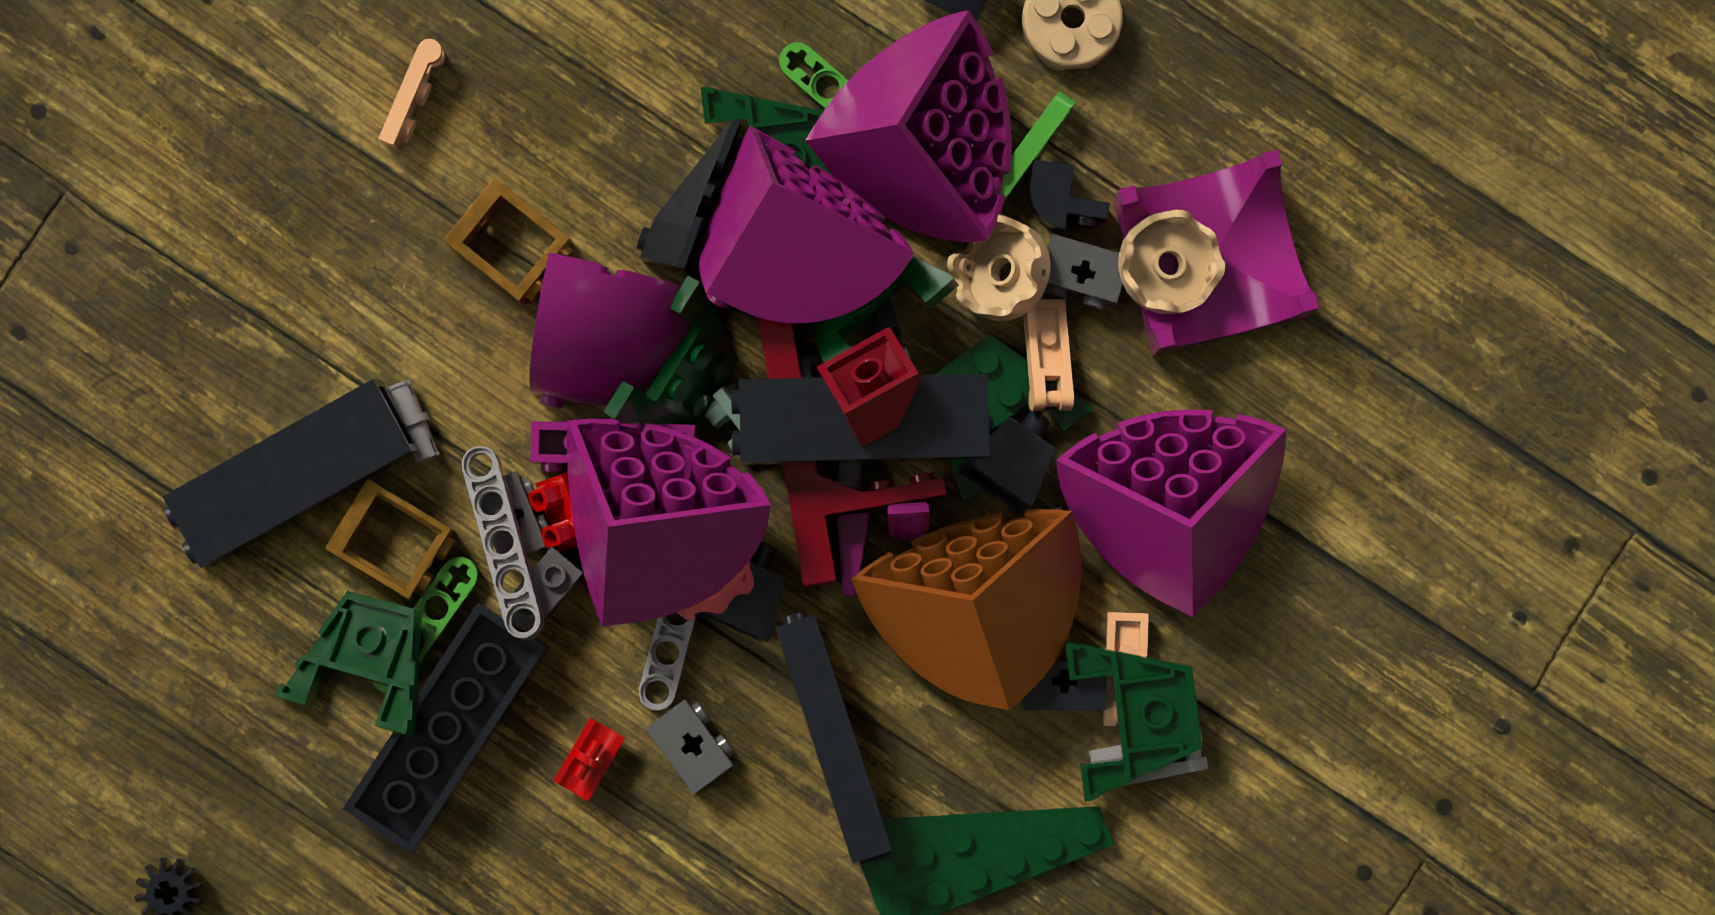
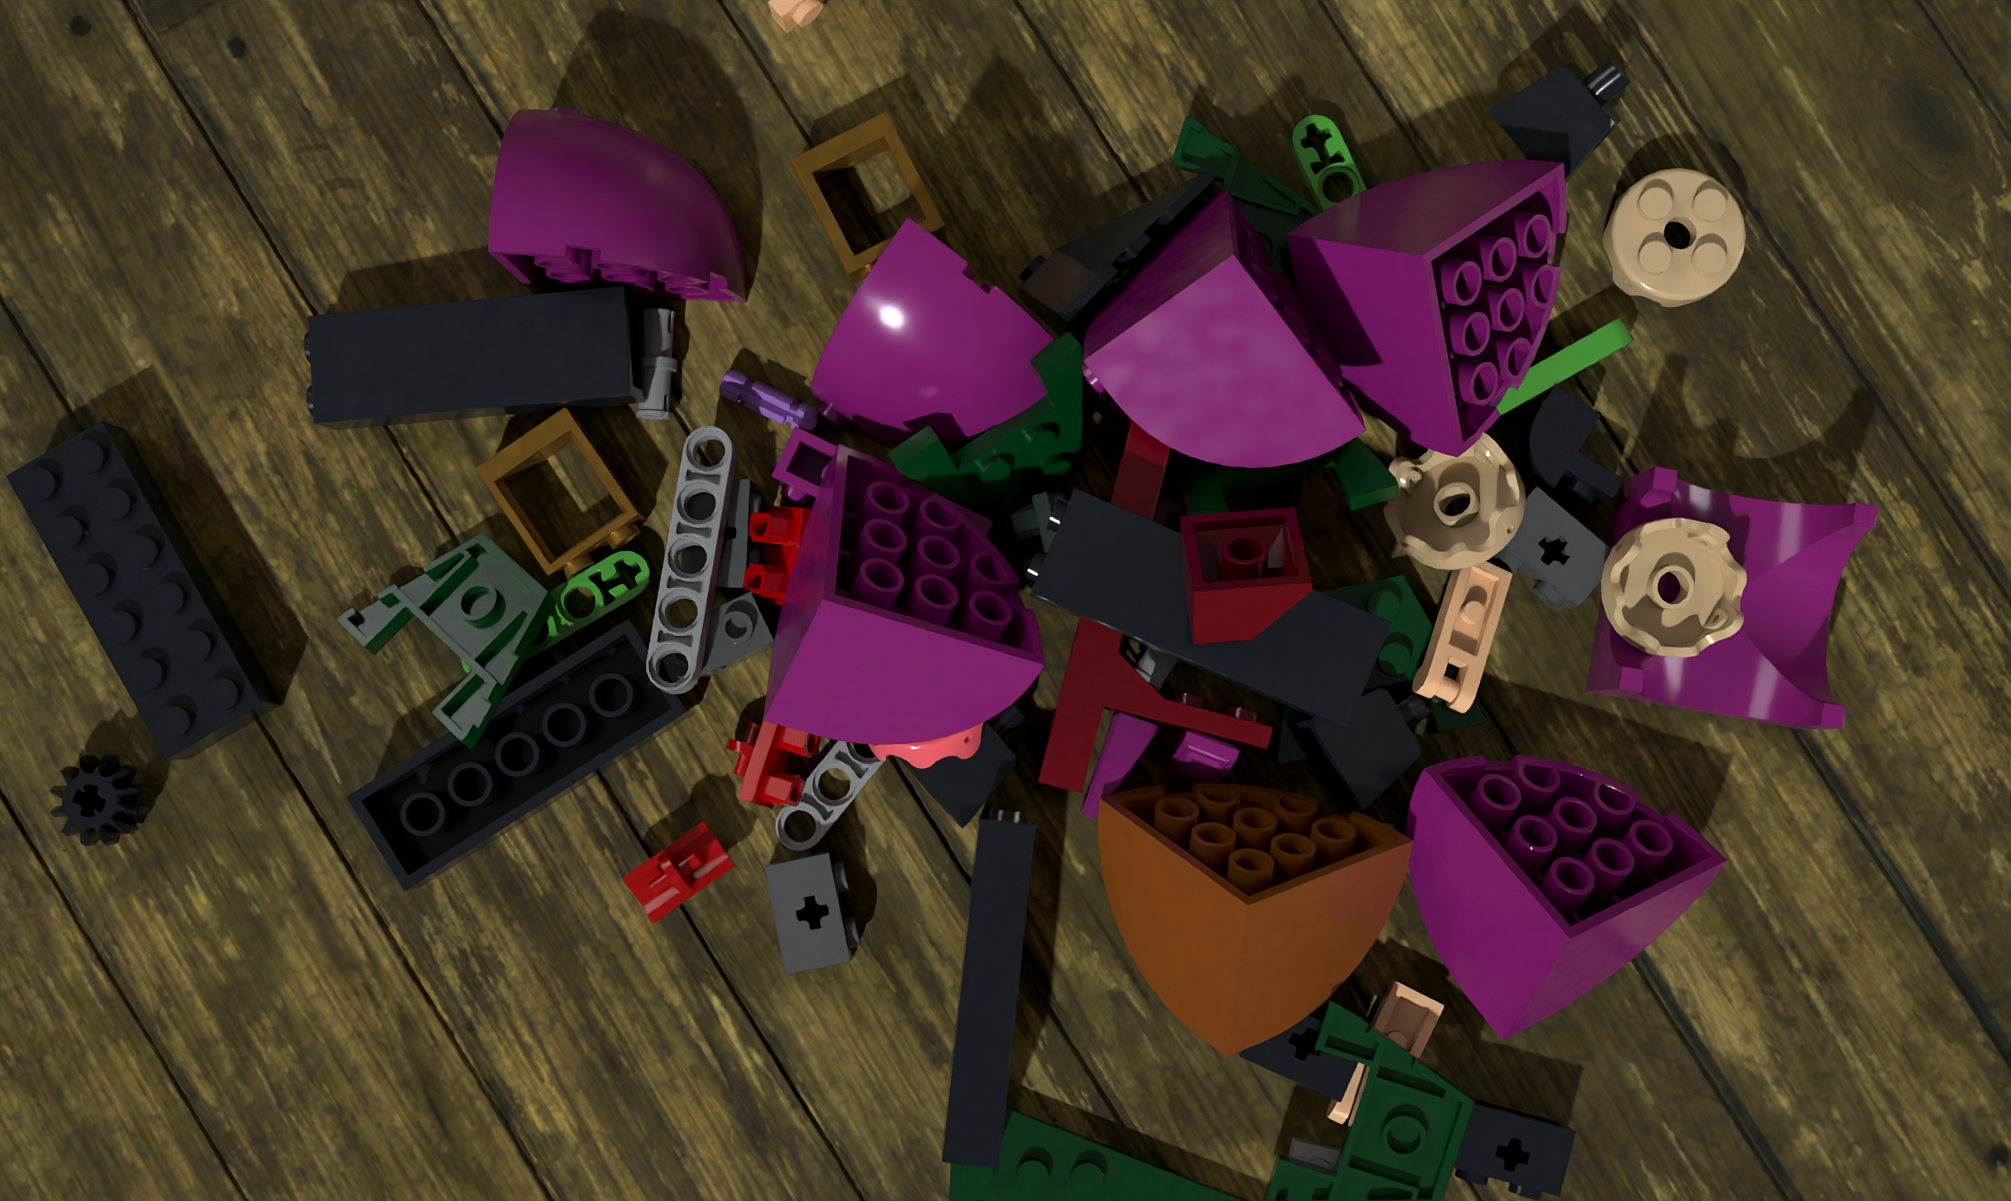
camera: 25 degrees right, 0 degrees up
(135, 735) = (144, 590): none -> black brick
(339, 330) = (608, 208): none -> magenta brick
(503, 411) = (769, 401): none -> medium lavender axle
(612, 659) = (764, 763): none -> red hips
(1258, 683) = (1540, 1154): none -> black brick

